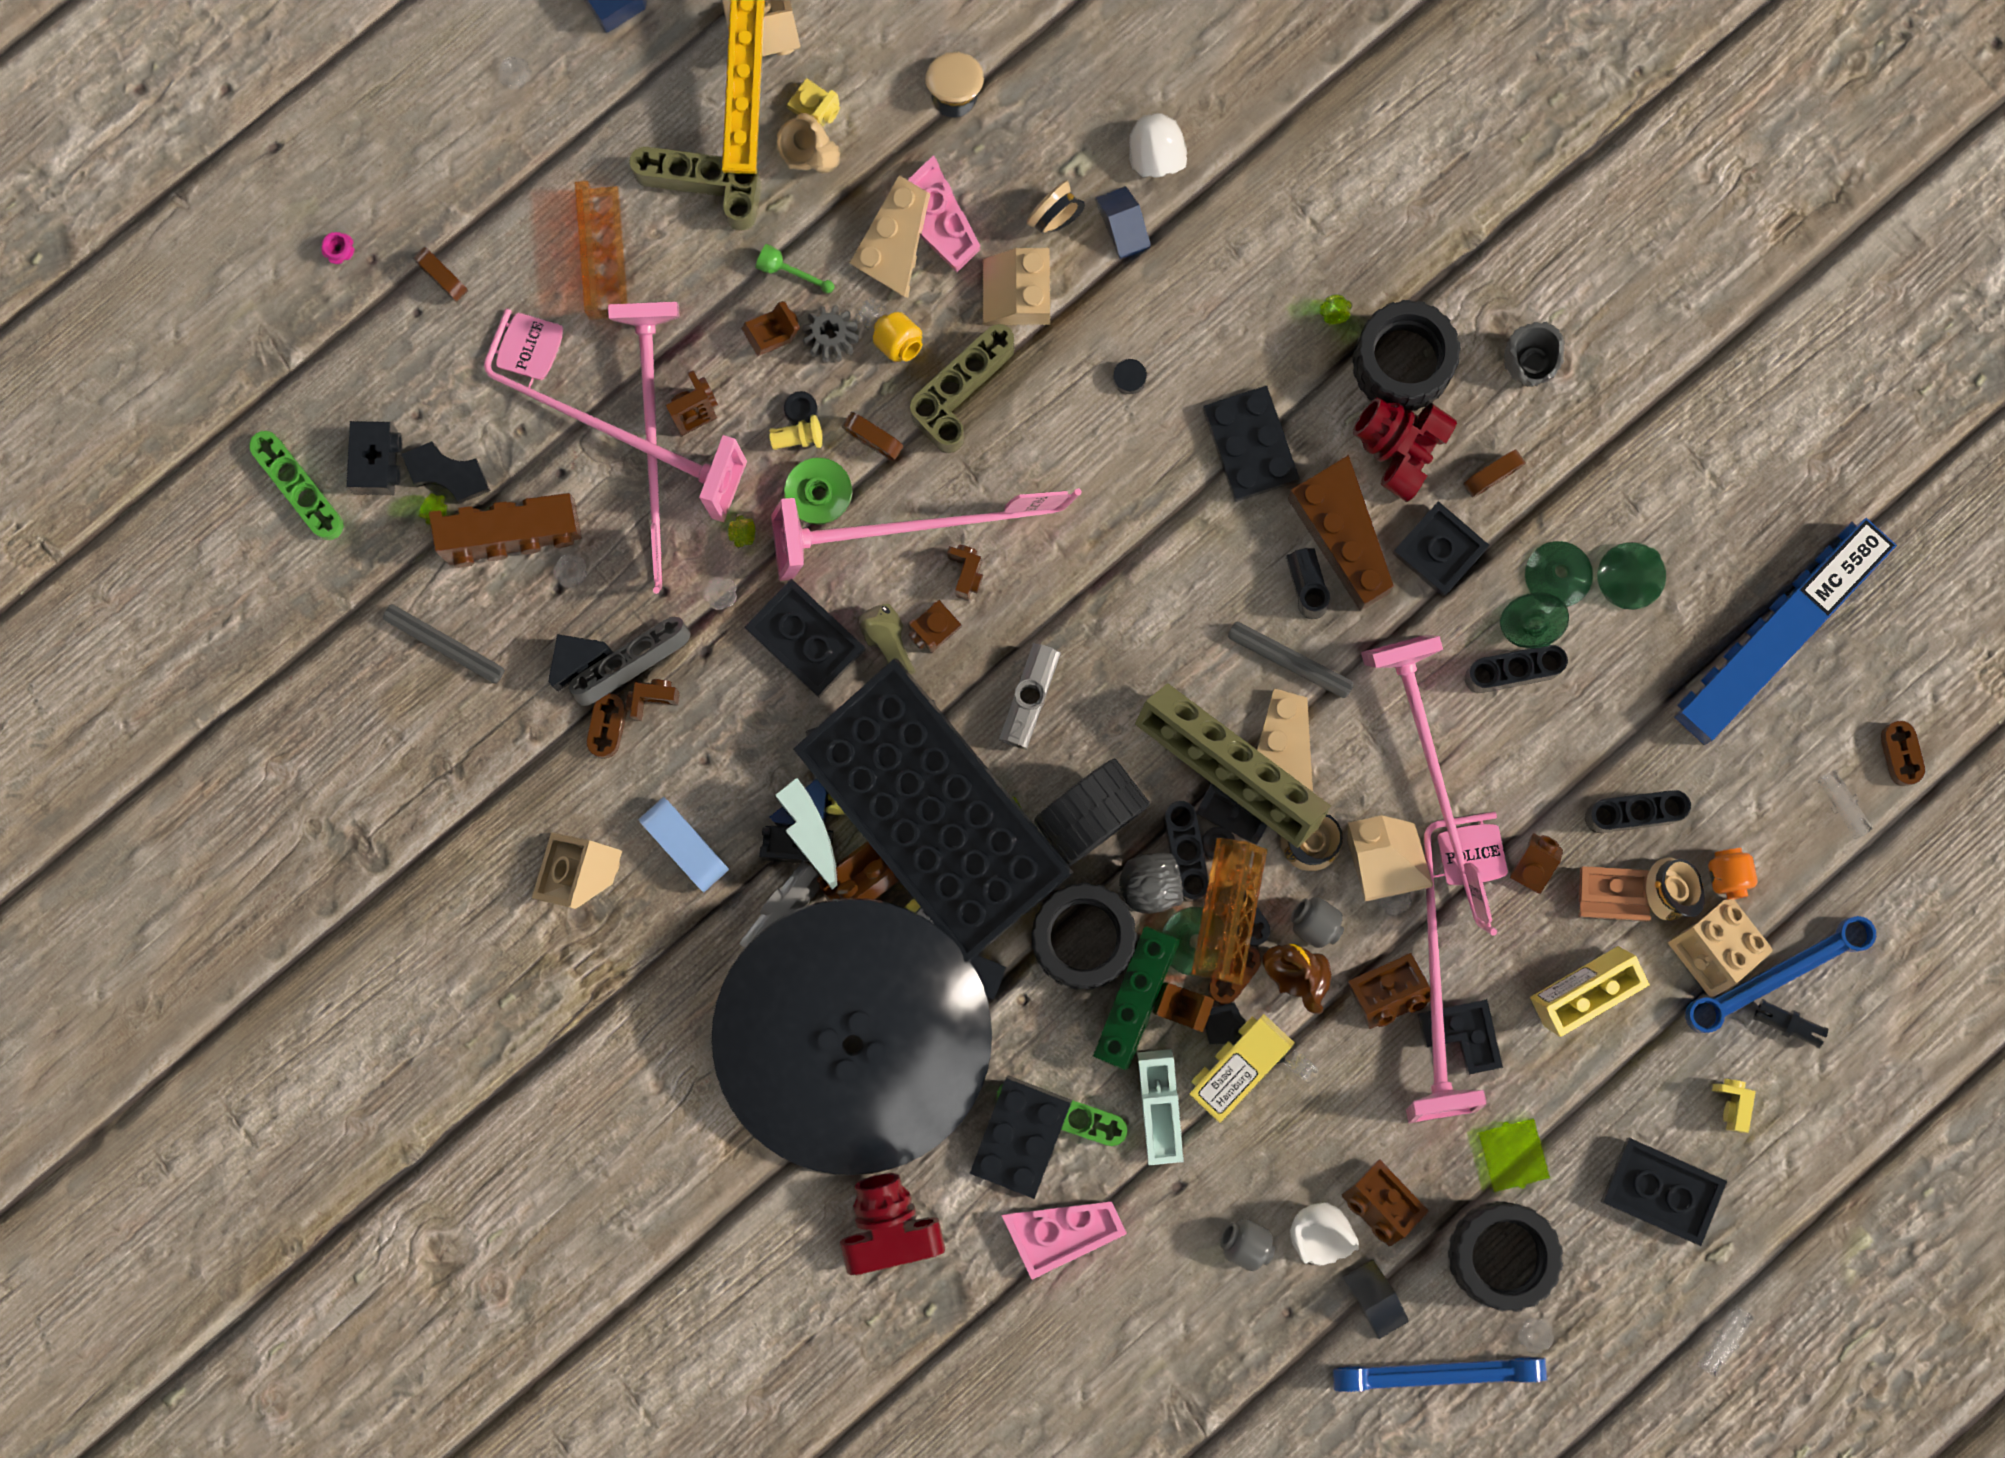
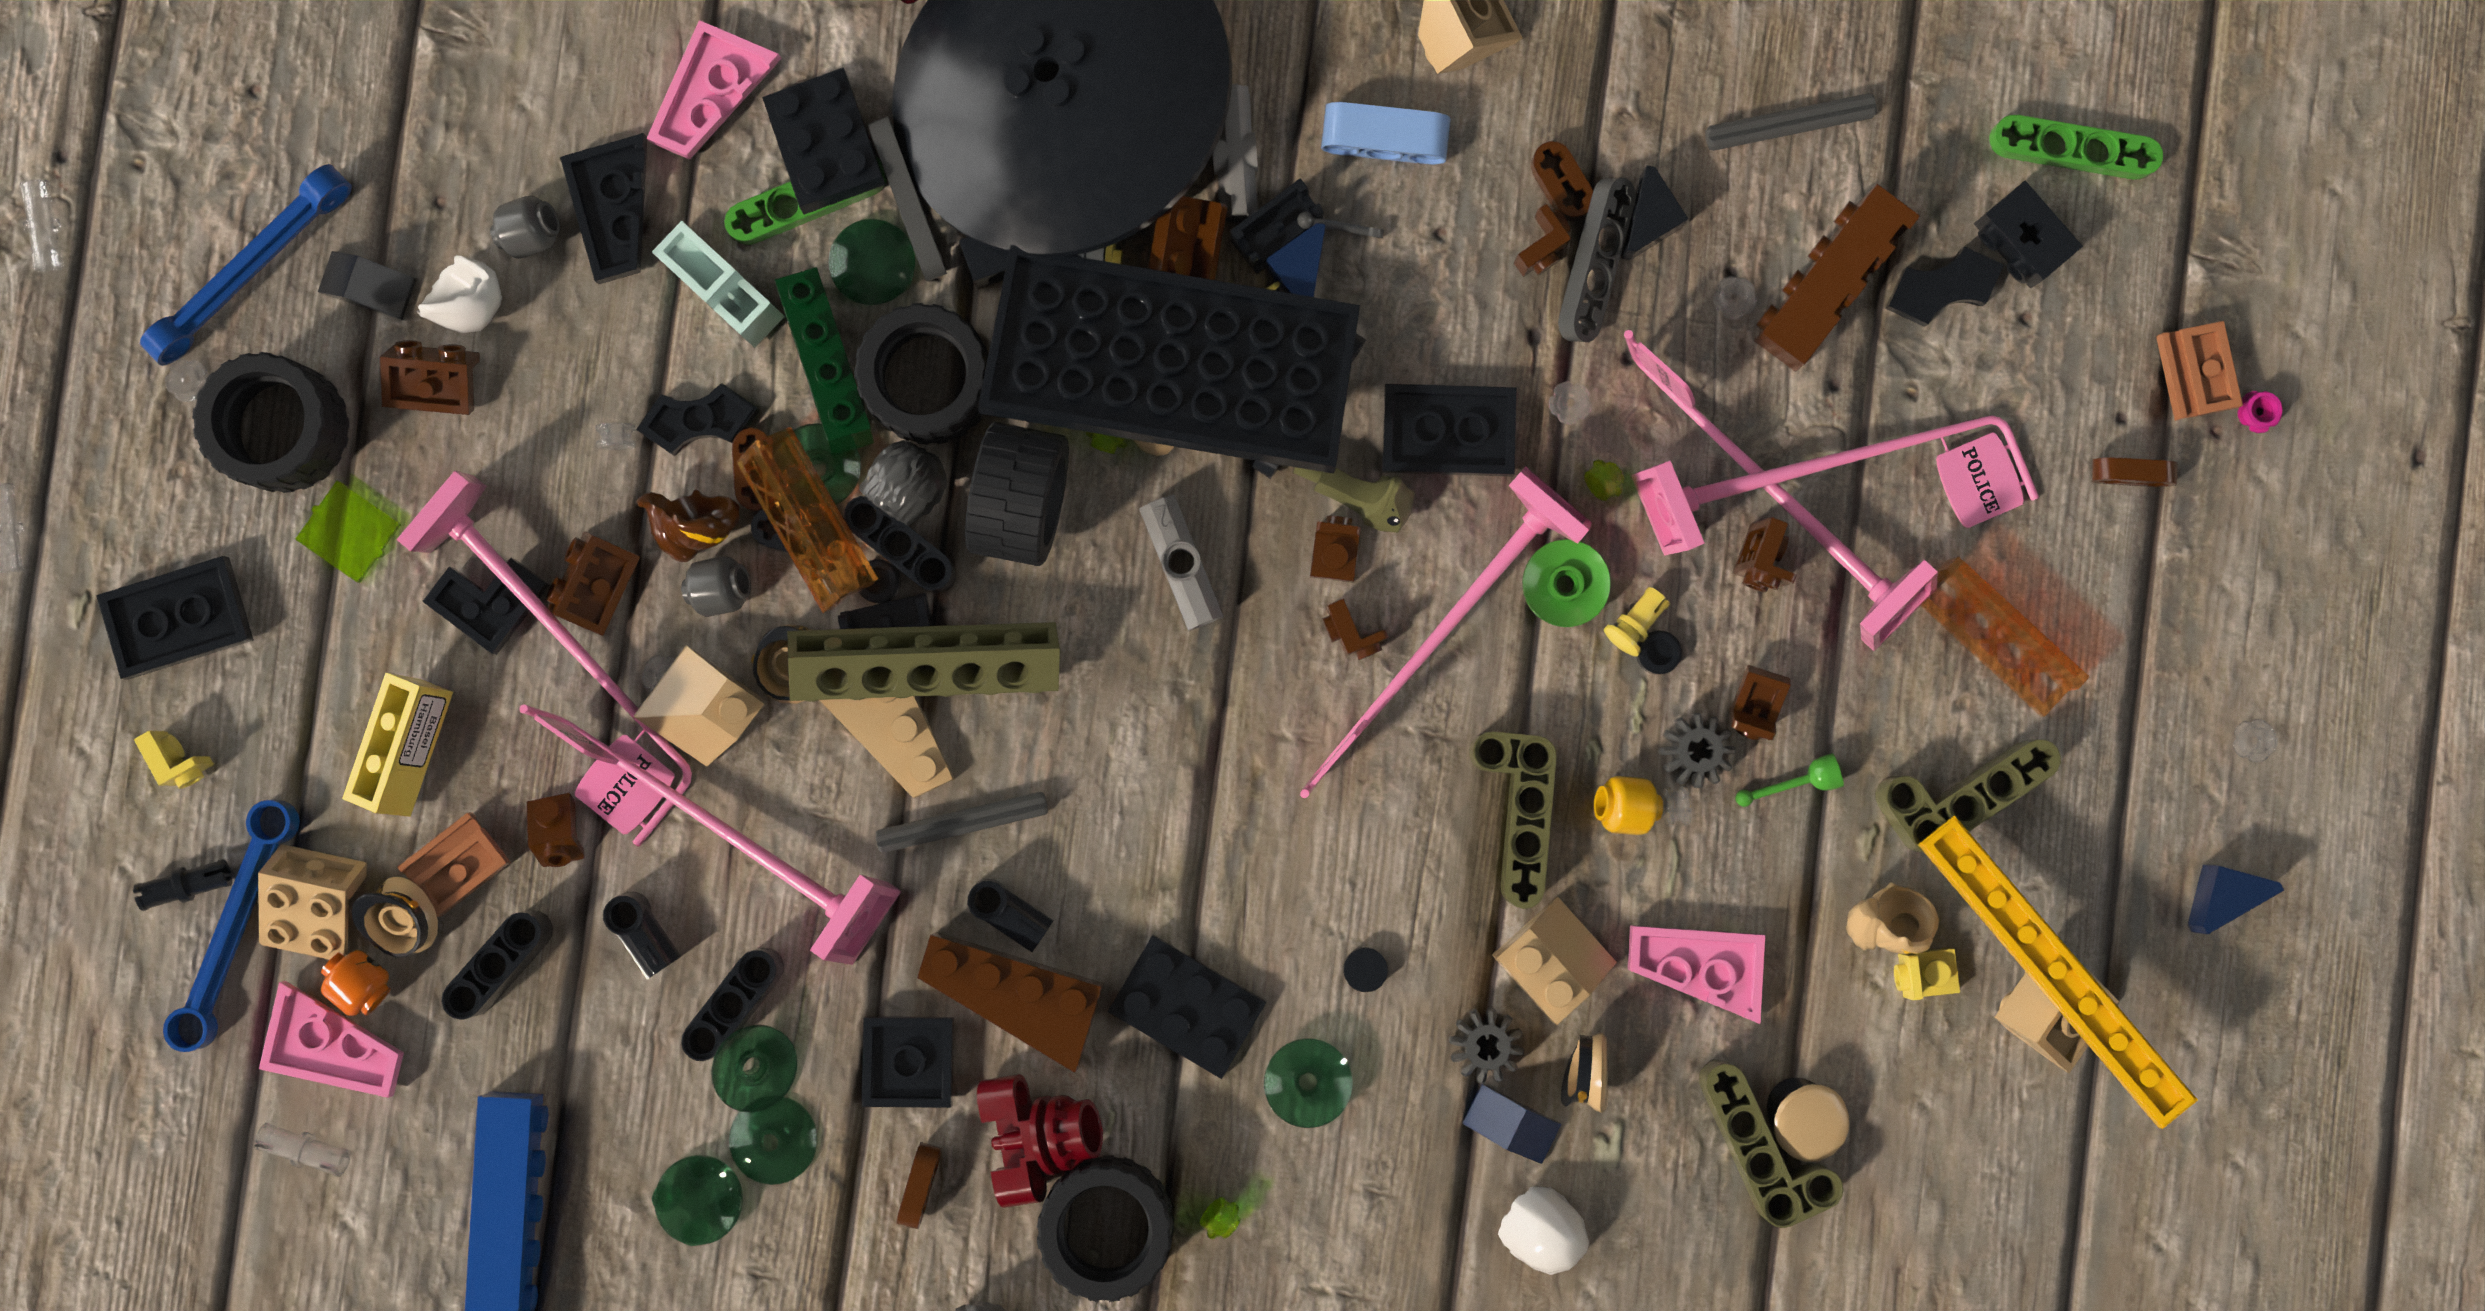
camera: 135 degrees right, 5 degrees up
(350, 298) = (2199, 370): none -> nougat plate
(432, 503) = (1923, 239): clear neon green plate -> none
(776, 830) = (1306, 220): none -> dark grey hinge
(809, 830) = (1268, 238): light aqua slope -> none
(872, 436) = (1563, 684): reddish brown beam -> none
(893, 237) = (1723, 900): tan wing -> none
(994, 95) = (1757, 1140): none -> olive beam
(1001, 1057) = (907, 199): none -> dark grey beam
(1055, 1039) = (872, 262): none -> clear green dish
(1110, 268) = (1471, 1048): none -> dark grey gear
(1183, 1006) = (774, 394): reddish brown bracket -> none
(1184, 1214) = (609, 204): none -> black wing
(1224, 325) = (1308, 1106): none -> clear green dish
(1240, 1066) = (669, 382): light yellow brick -> none
(1537, 754) = (643, 939): none -> black piece
(1781, 851) = (326, 1047): none -> bright pink wing
(1911, 753) = (280, 1259): reddish brown beam -> none

